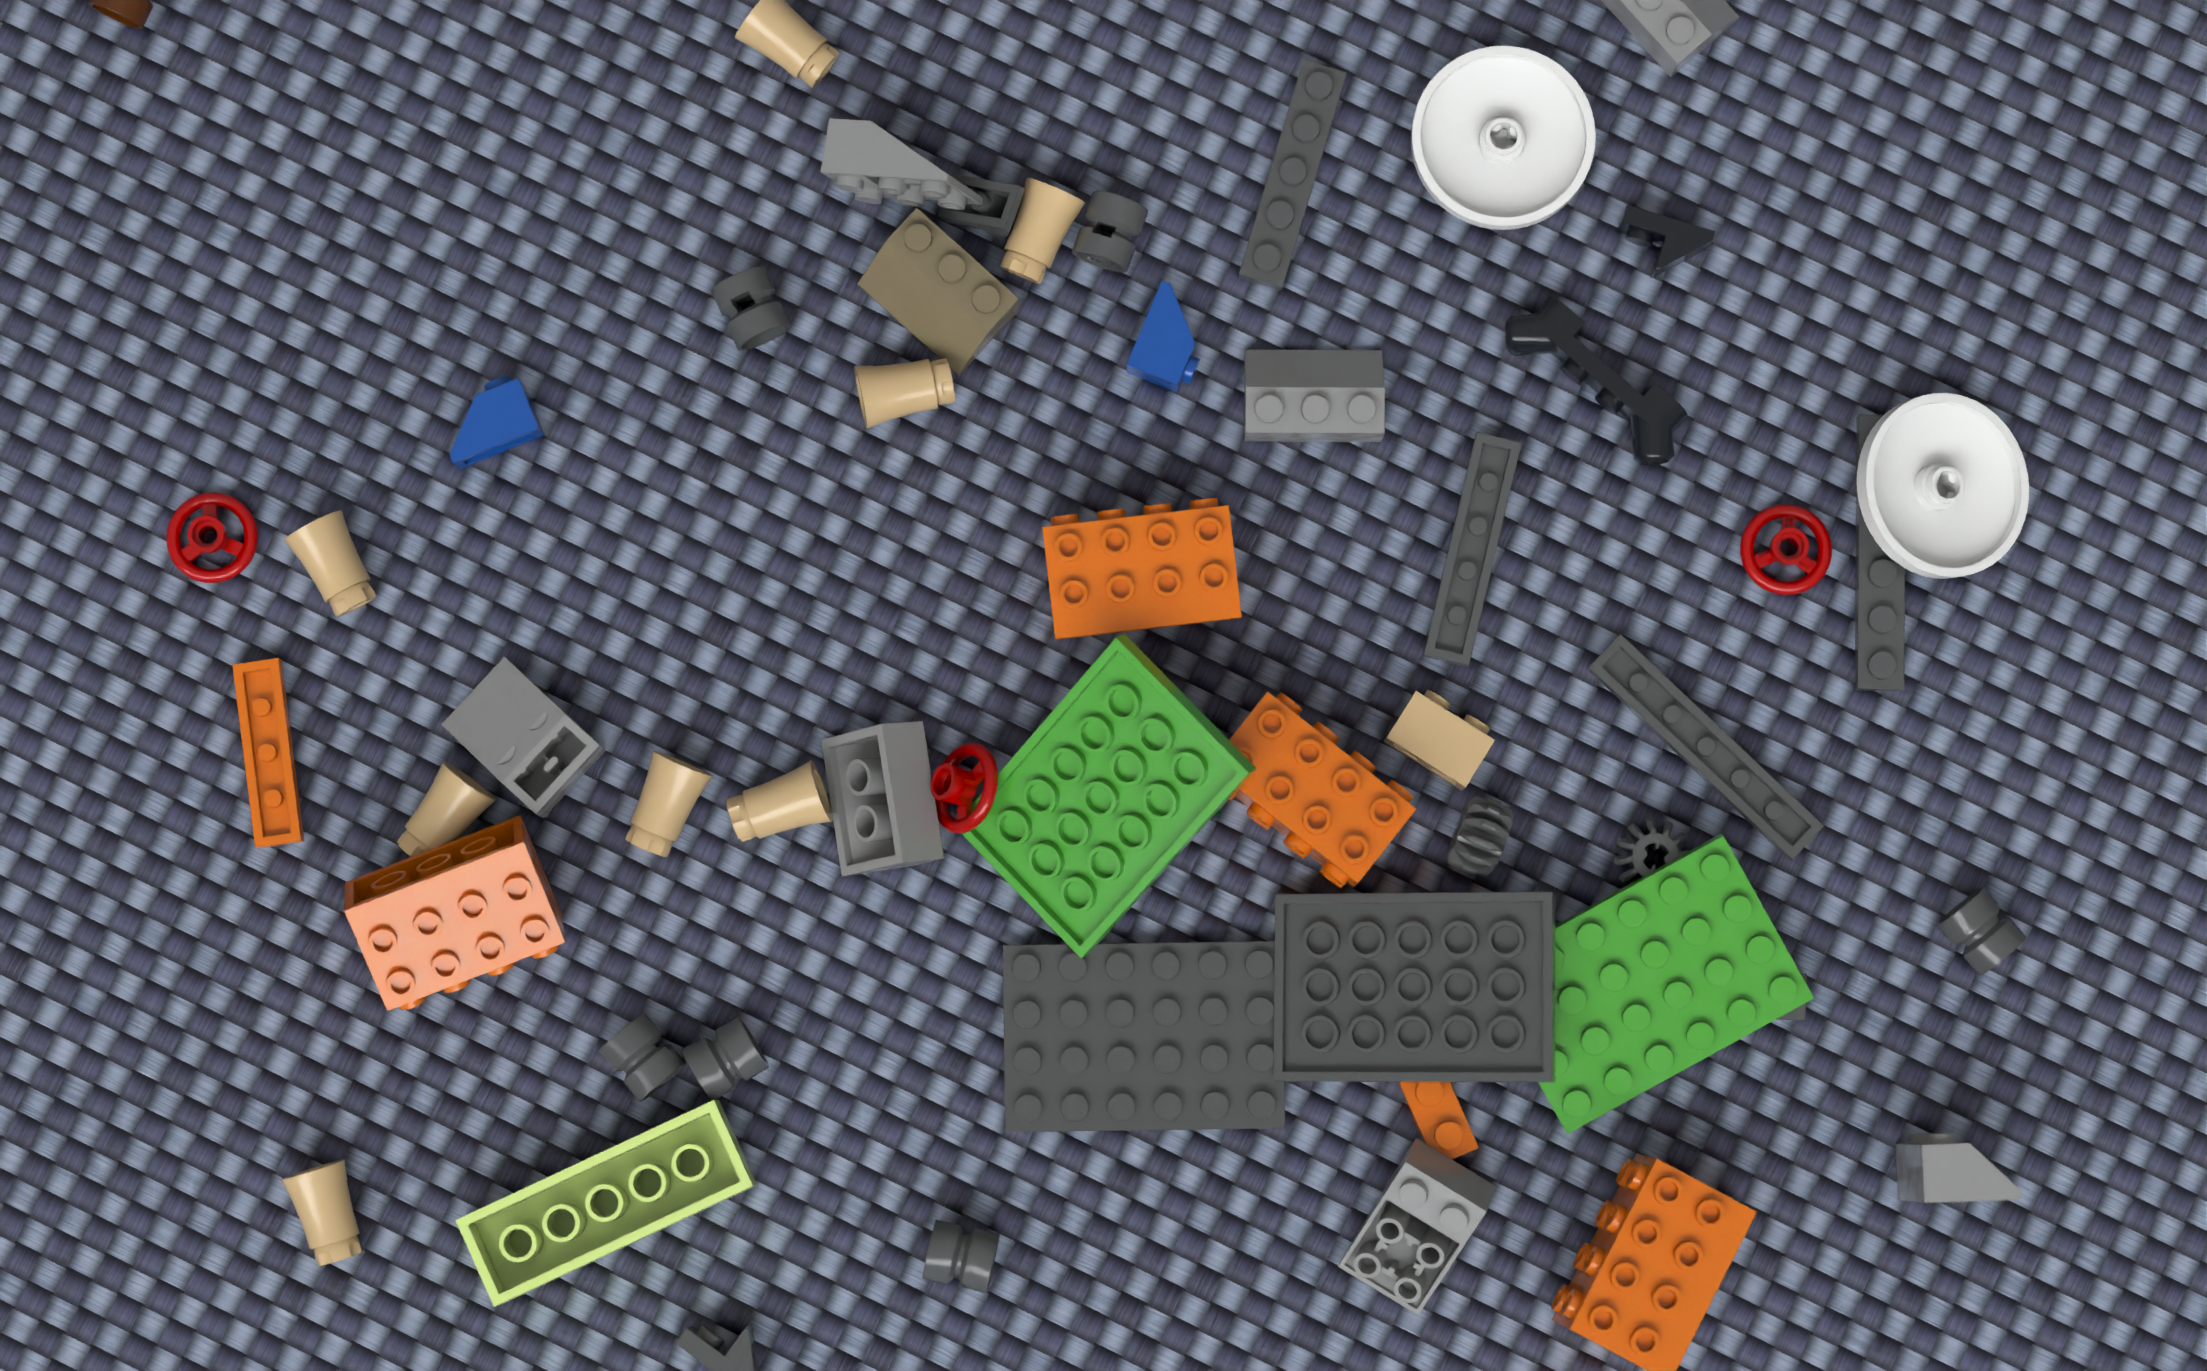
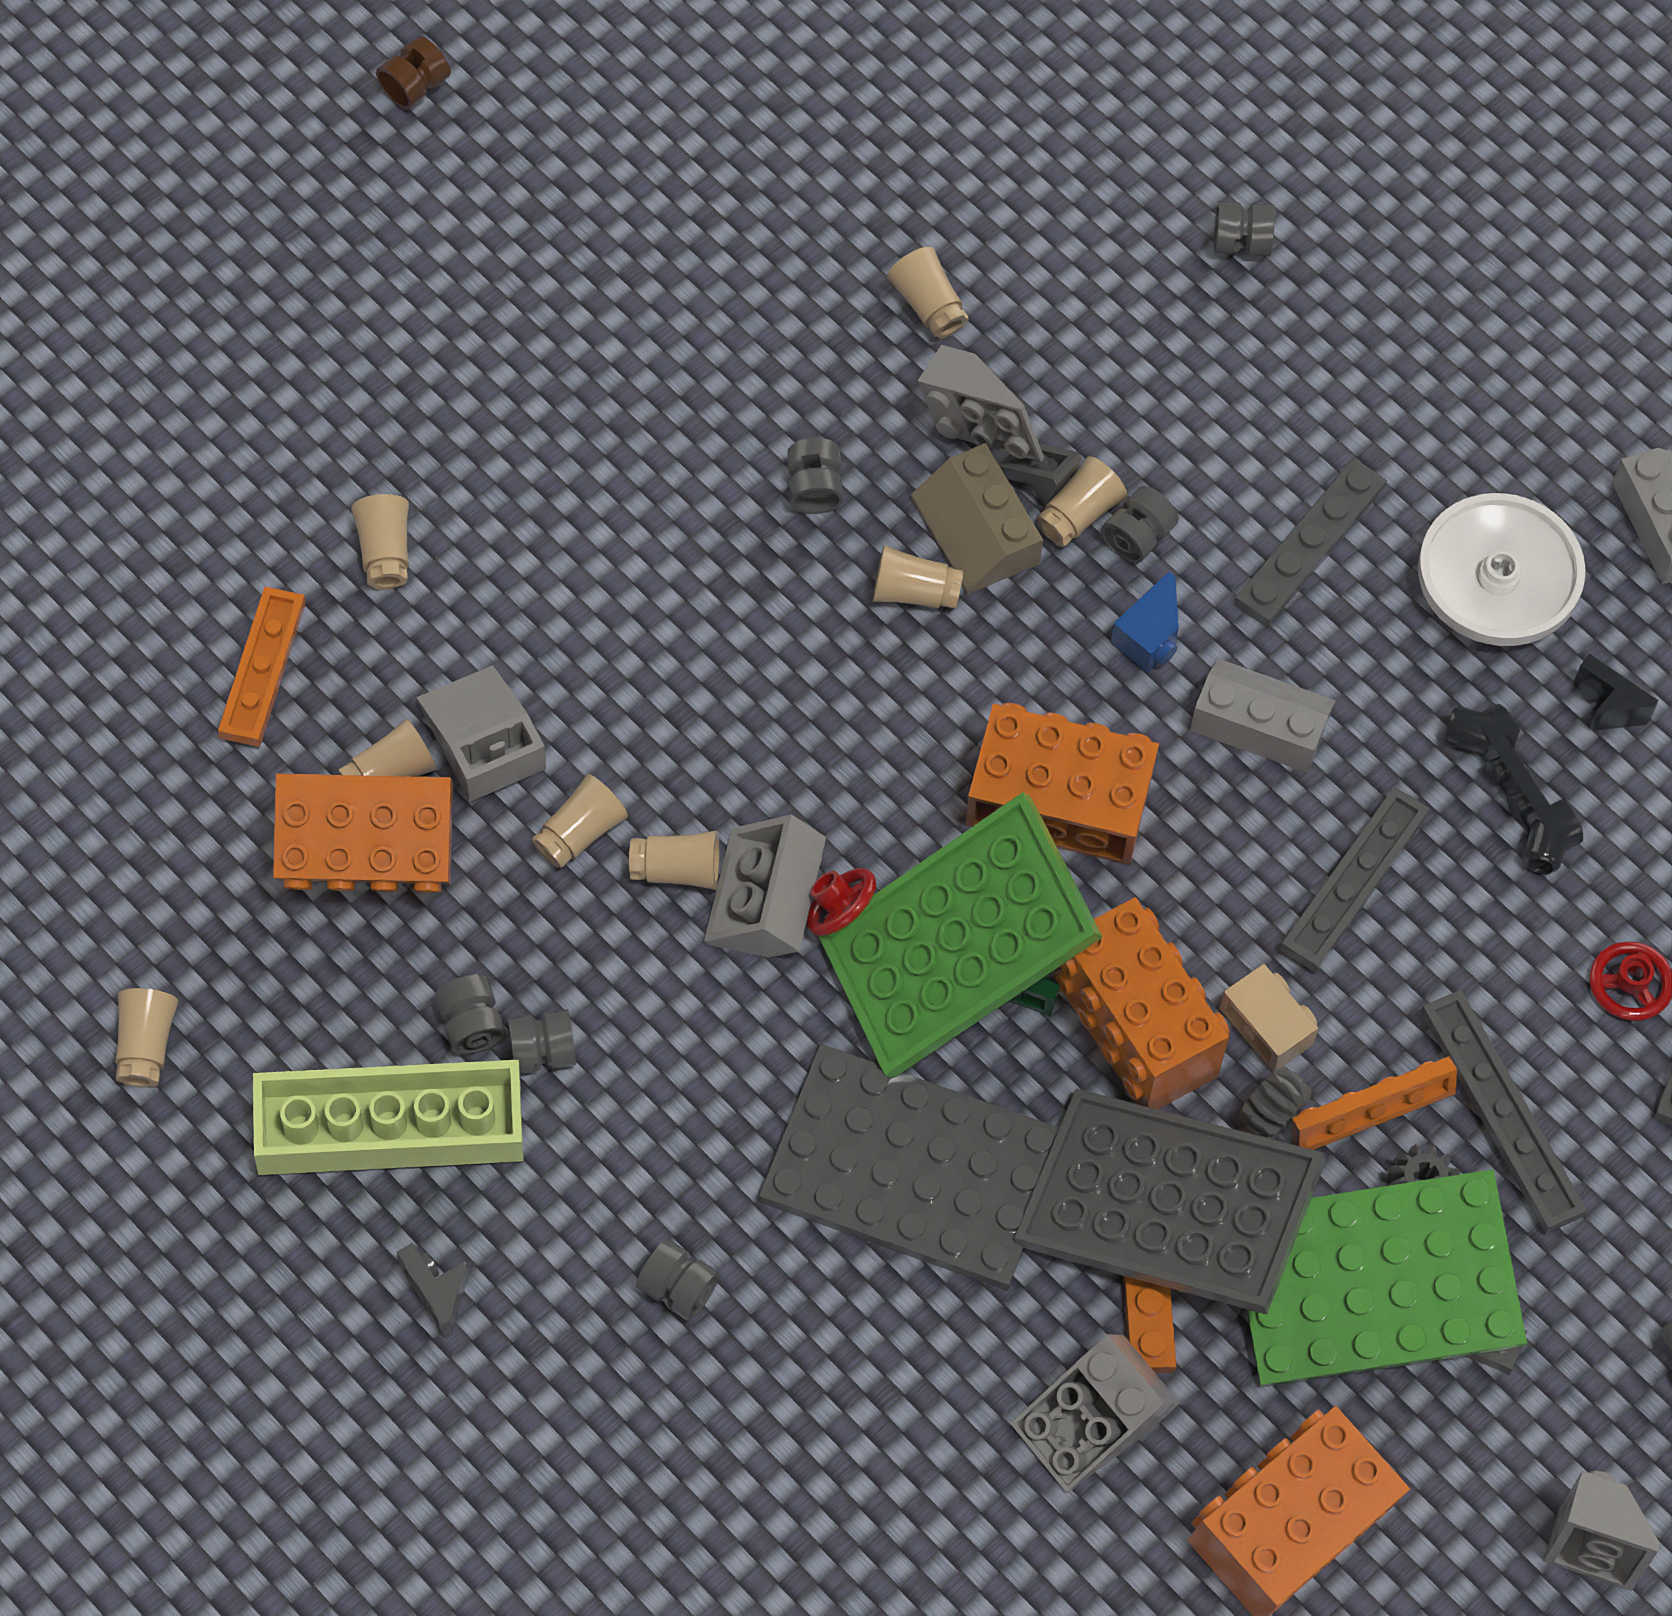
camera: 15 degrees right, 20 degrees down
(183, 557) = (290, 472): red piece -> none
(496, 423) = (563, 488): blue slope -> none
(1587, 782) = (1375, 1104): none -> orange plate

